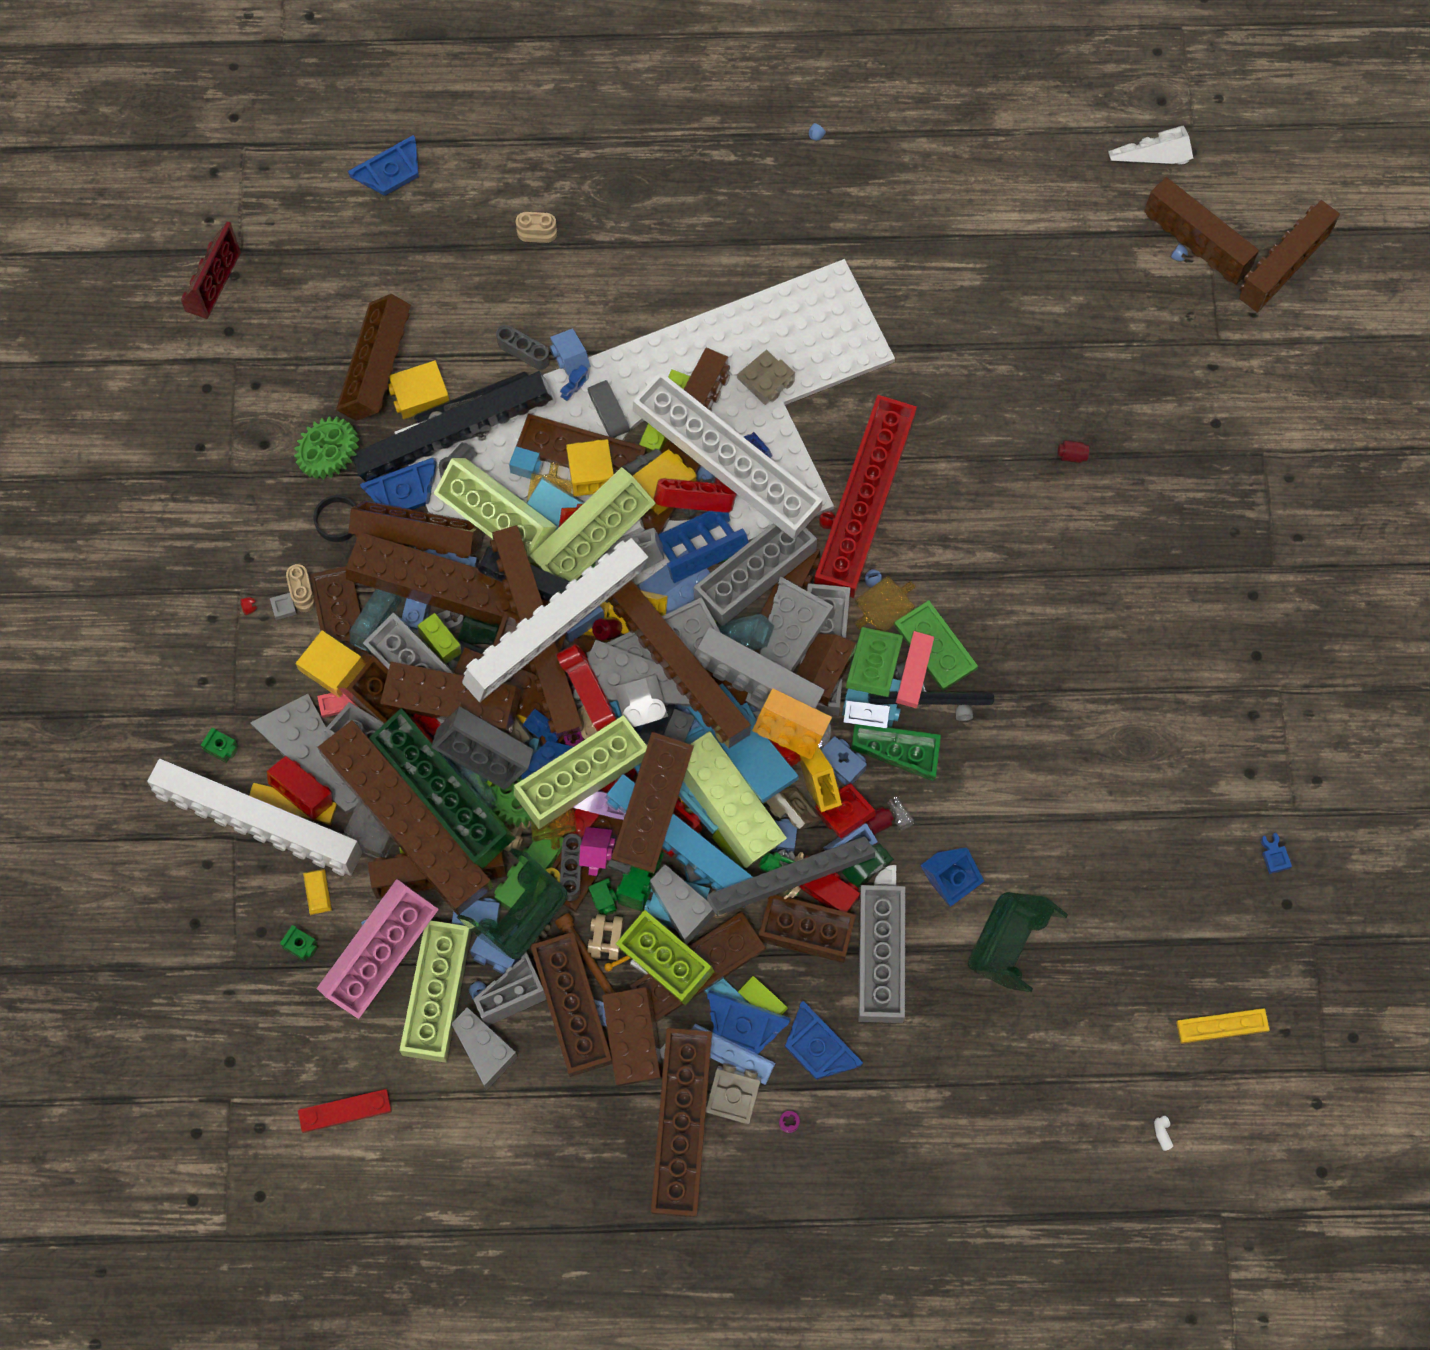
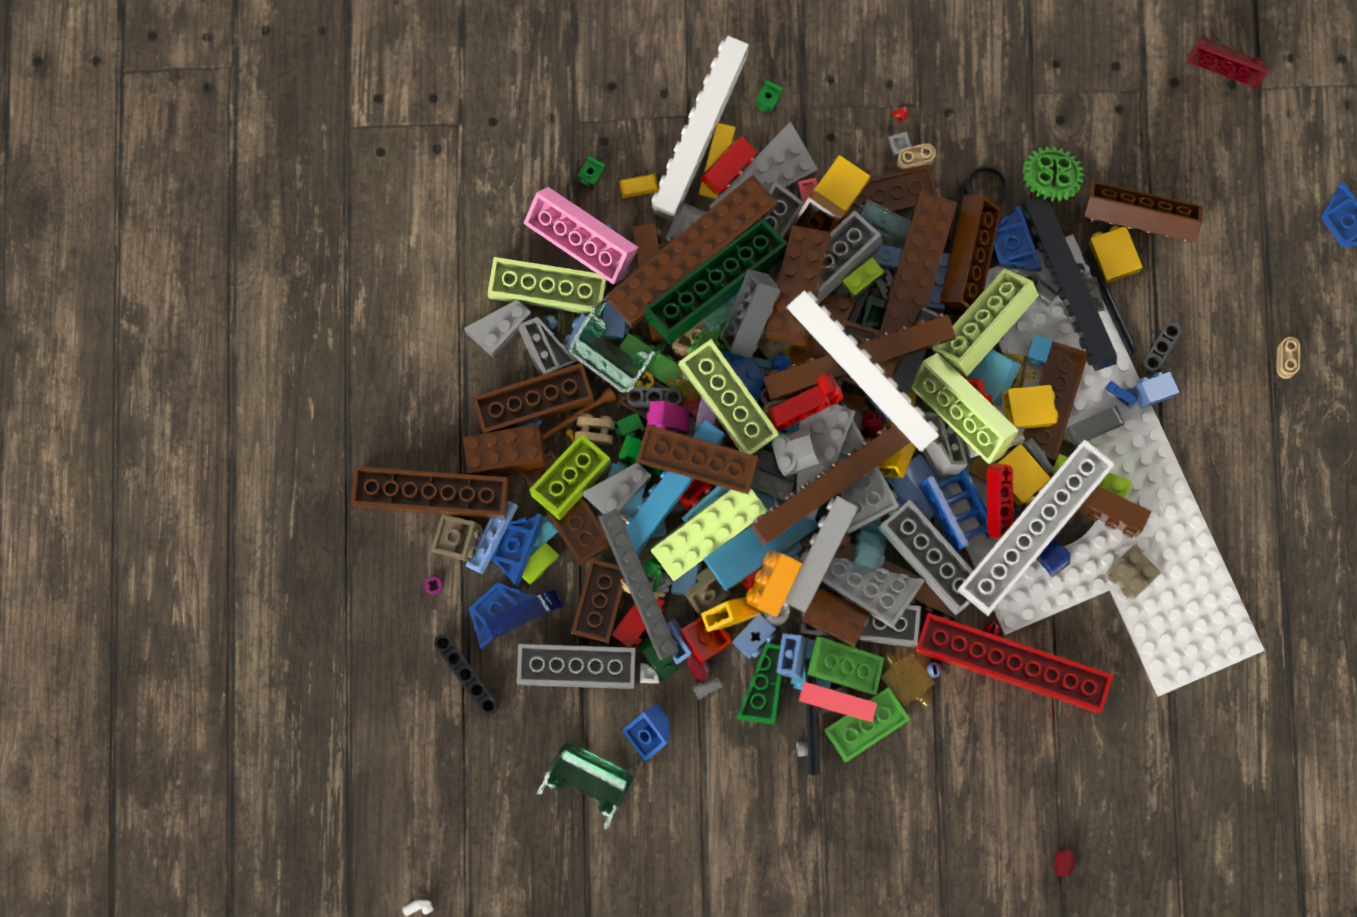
camera: 90 degrees right, 10 degrees up
(344, 1111) = (449, 216): red plate -> none
(822, 1015) = (523, 613): none -> clear blue slope
(901, 1073) = (461, 666): none -> black beam

